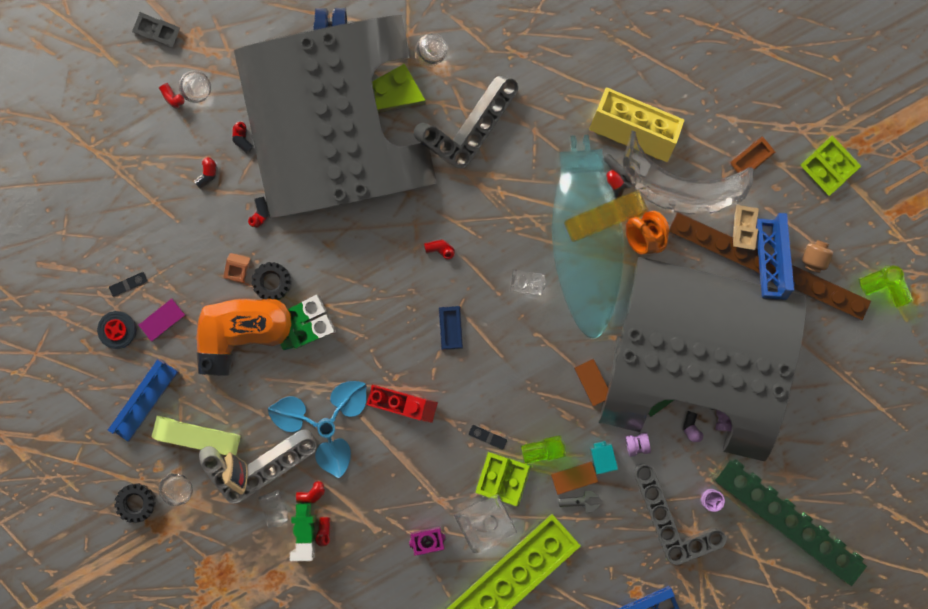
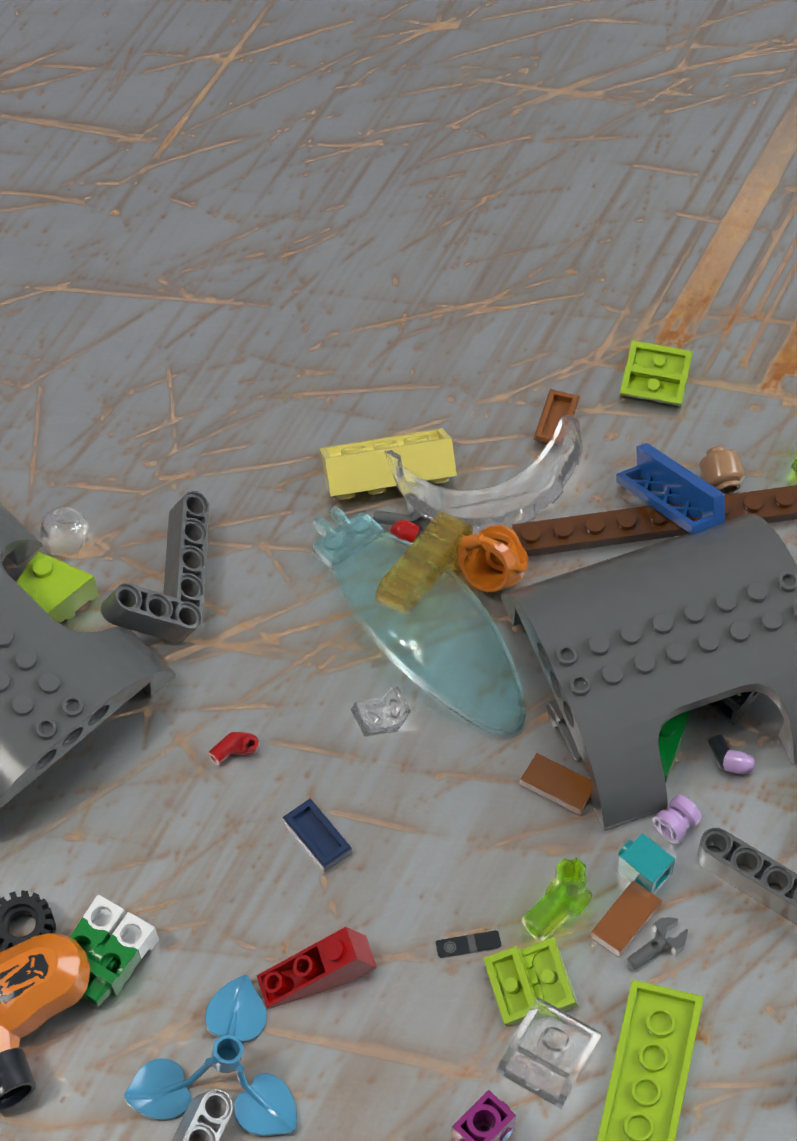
camera: 30 degrees left, 30 degrees down
(723, 422) = (765, 716): lavender wheel -> none
(745, 227) = (607, 491): tan slope -> none

